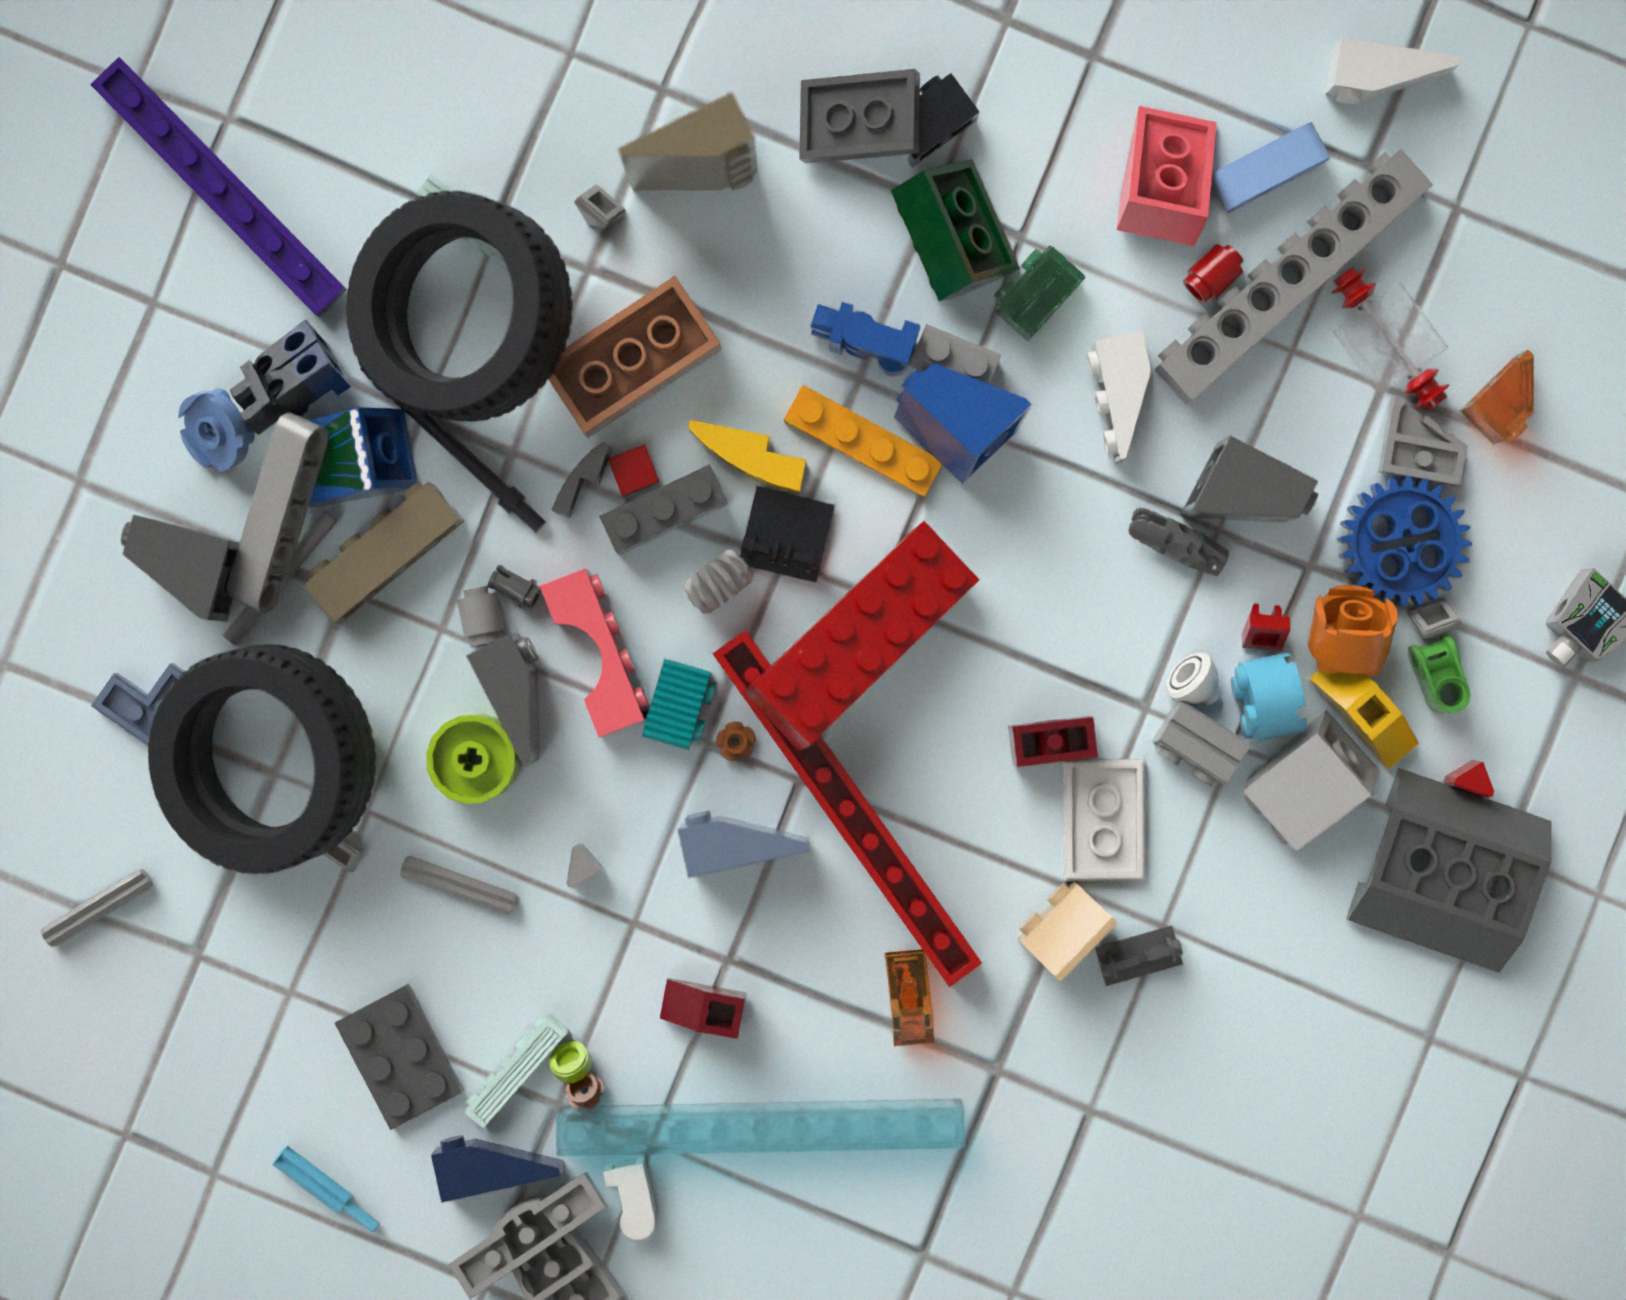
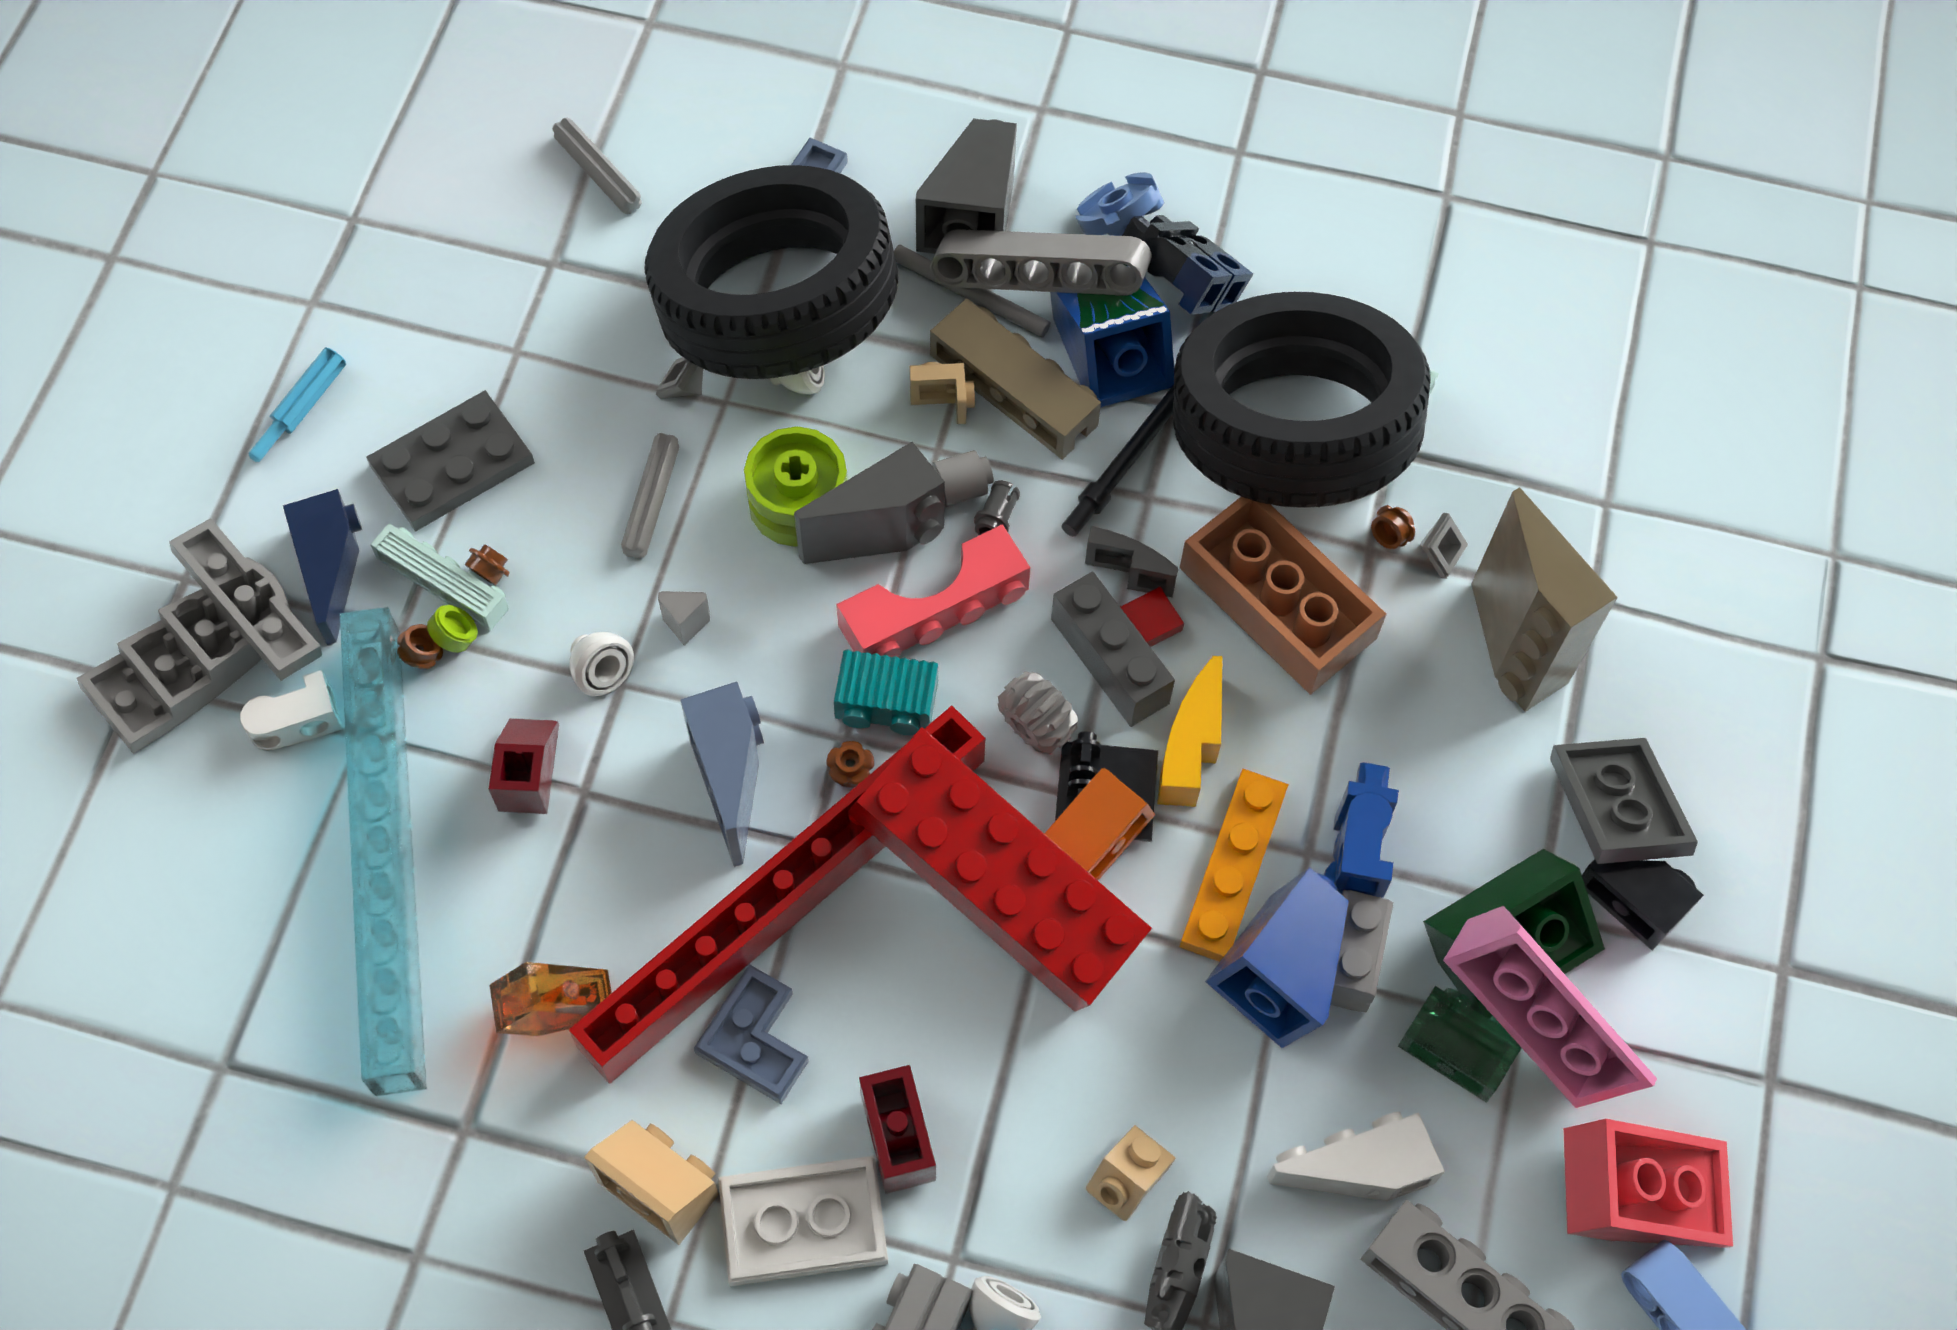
camera: 80 degrees right, 25 degrees down
(218, 187) = (1376, 186): dark purple plate -> none
(379, 624) = (940, 385): none -> tan bracket
(512, 1029) = (487, 564): none -> dark orange plate
(575, 246) = (1393, 527): none -> dark orange plate
(618, 941) = (600, 662): none -> white brick
(827, 550) = (1100, 823): none -> orange panel
(957, 853) = (740, 1037): none -> sand blue tile
(1035, 225) = (1544, 1010): none -> bright pink slope
(1102, 567) = (1129, 1172): none -> tan bracket
(1213, 273) = (1539, 1263): red brick -> none

